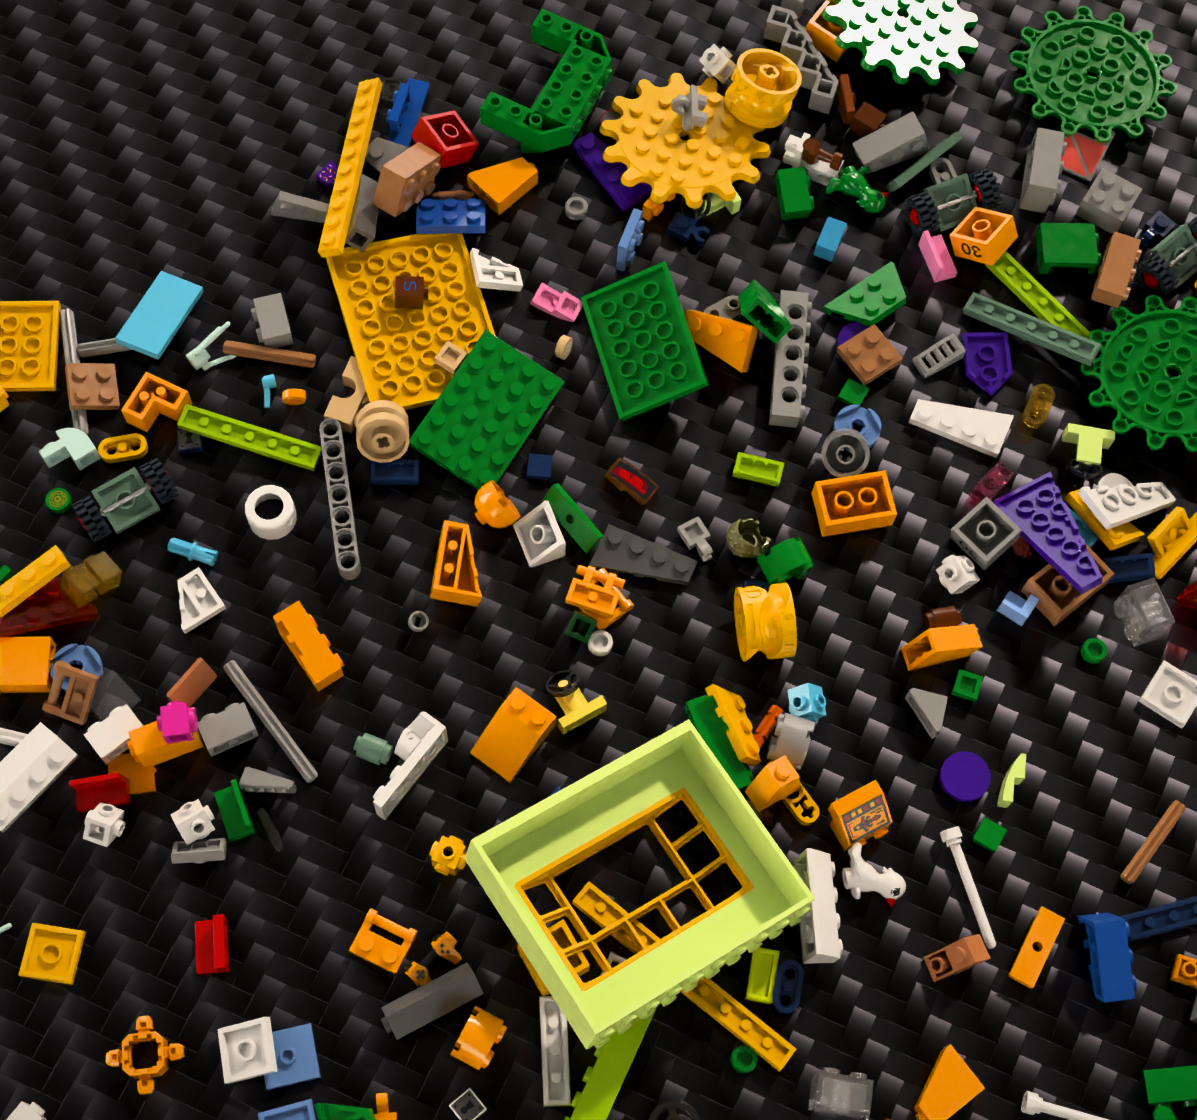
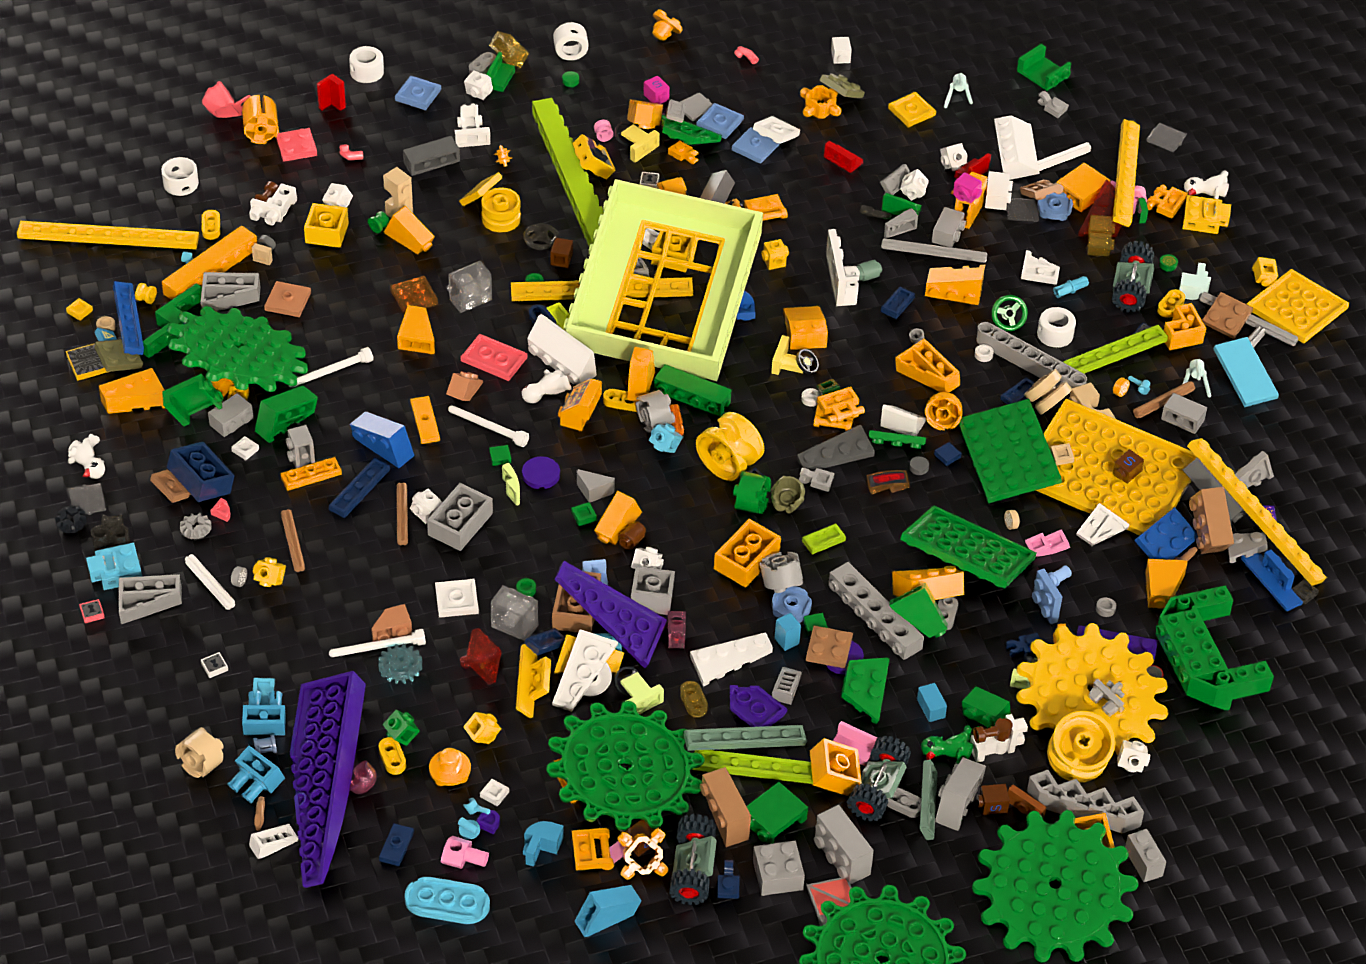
camera: 140 degrees right, 20 degrees down
(97, 1052) = (842, 86): none -> olive plate
(192, 683) = (991, 236): nougat slope -> none
(295, 569) = (1019, 302): none -> piece
(370, 551) = (984, 353): none -> white tile
(387, 682) = (898, 302): none -> dark blue plate
(447, 136) = (1227, 568): red brick -> none
(581, 476) = (919, 465): none -> dark grey tile
(586, 264) = (1060, 575): none -> light blue pin
(678, 1071) = (561, 252): none -> reddish brown brick
(732, 711) = (694, 399): yellow wing -> none
(884, 981) = (494, 357): none -> coral tile
(895, 394) = (787, 631): none -> dark azure piece
(1105, 776) = (460, 516): none -> light grey brick
(1128, 821) = (425, 504): none -> white brick

